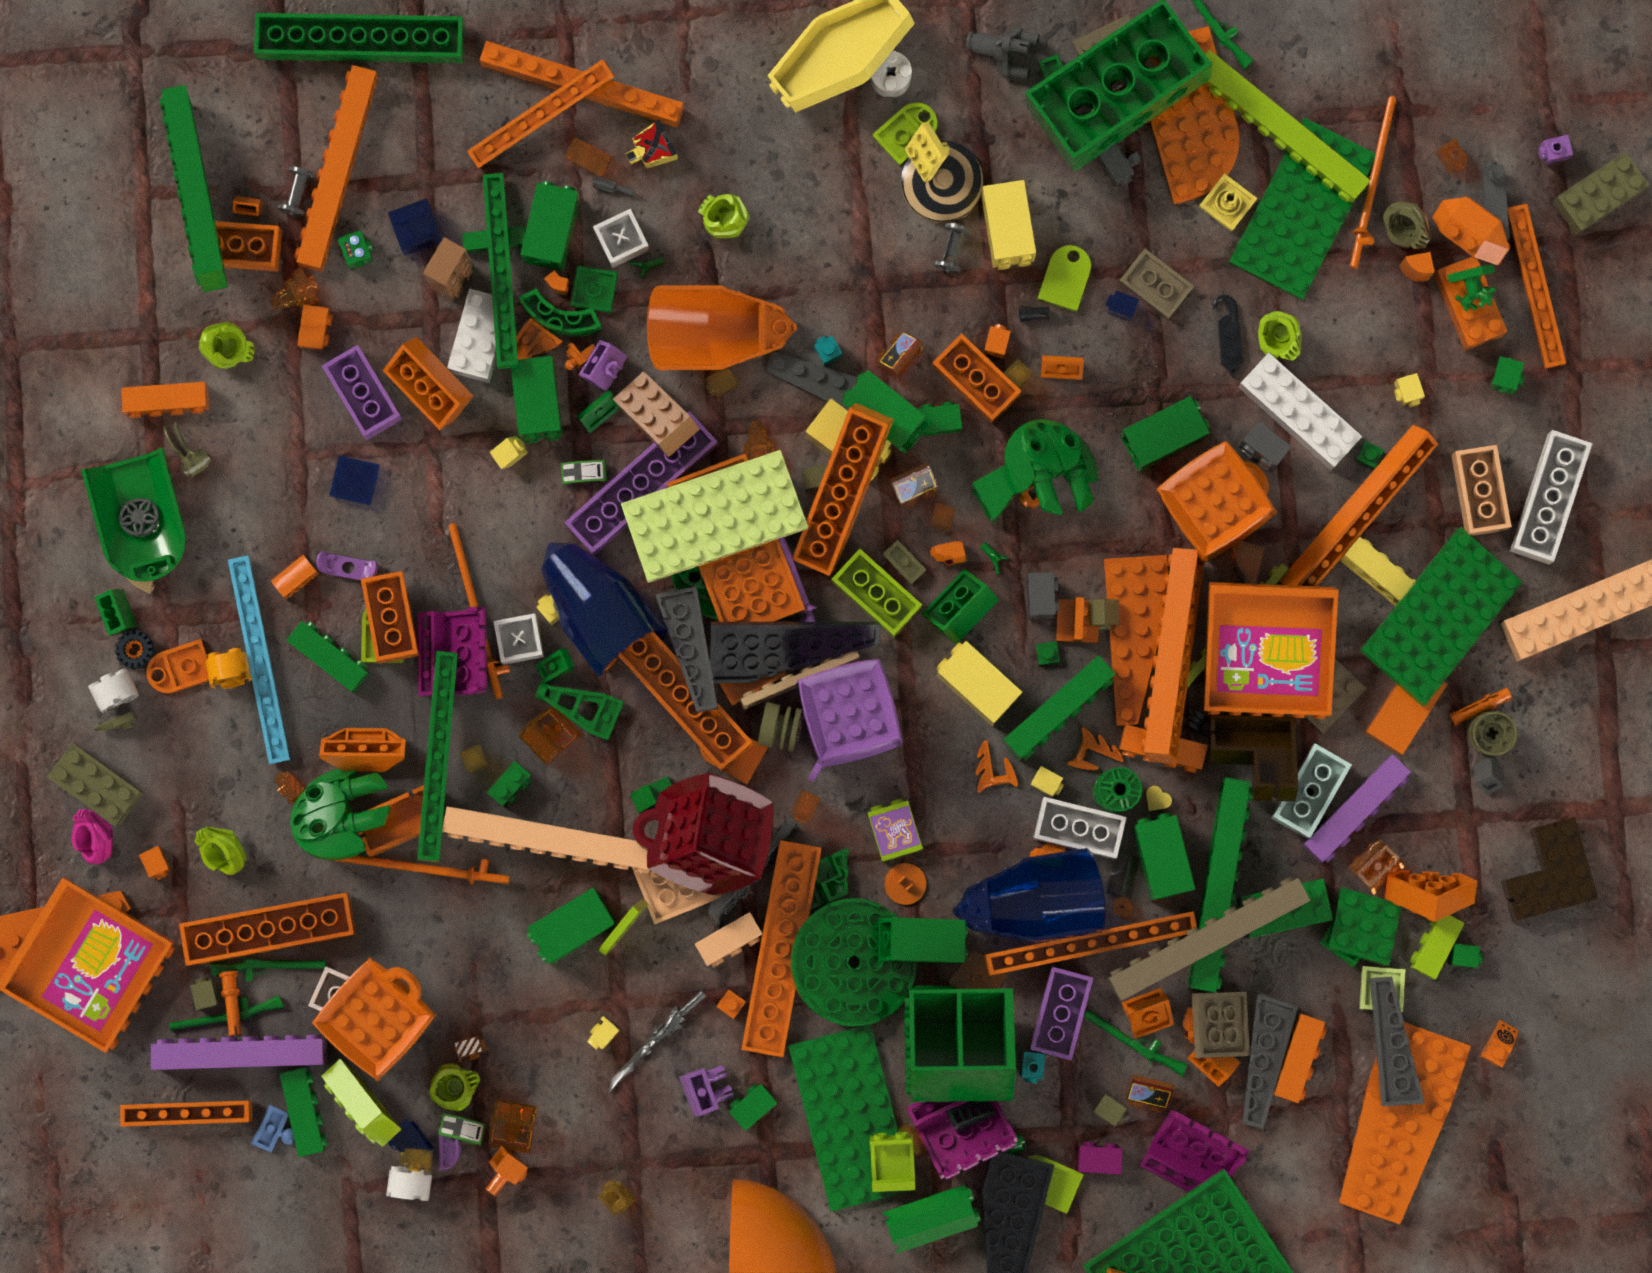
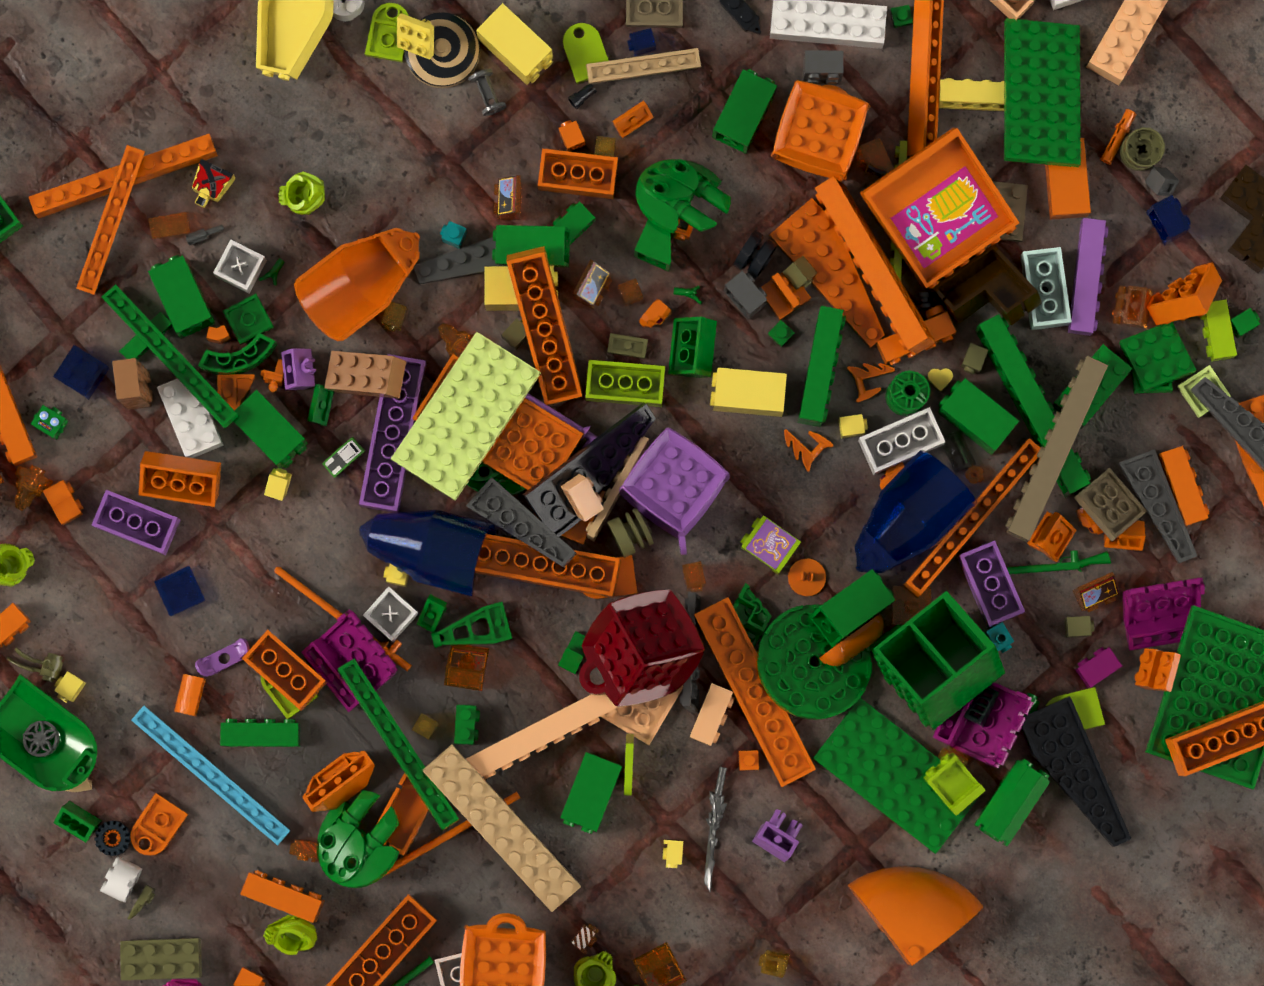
camera: 40 degrees left, 0 degrees up
(197, 491) = (69, 687): none -> light yellow brick
(228, 668) = (193, 799): light orange brick -> none
(238, 811) = (282, 897): none -> orange brick
(470, 897) = (501, 828): none -> tan plate
(752, 1107) = (821, 822): green brick -> none
(761, 663) = (582, 497): none -> light nougat brick
(901, 973) = (854, 643): none -> orange brick
(1078, 570) = (755, 254): none -> black wheel
(1107, 327) = (643, 66): none -> tan plate
(1149, 1201) = (1157, 670): none -> orange plate
(1197, 737) = (935, 311): none -> orange tile
(1199, 805) = (974, 359): none -> olive brick
(1467, 813) = (1169, 219): none -> clear blue brick

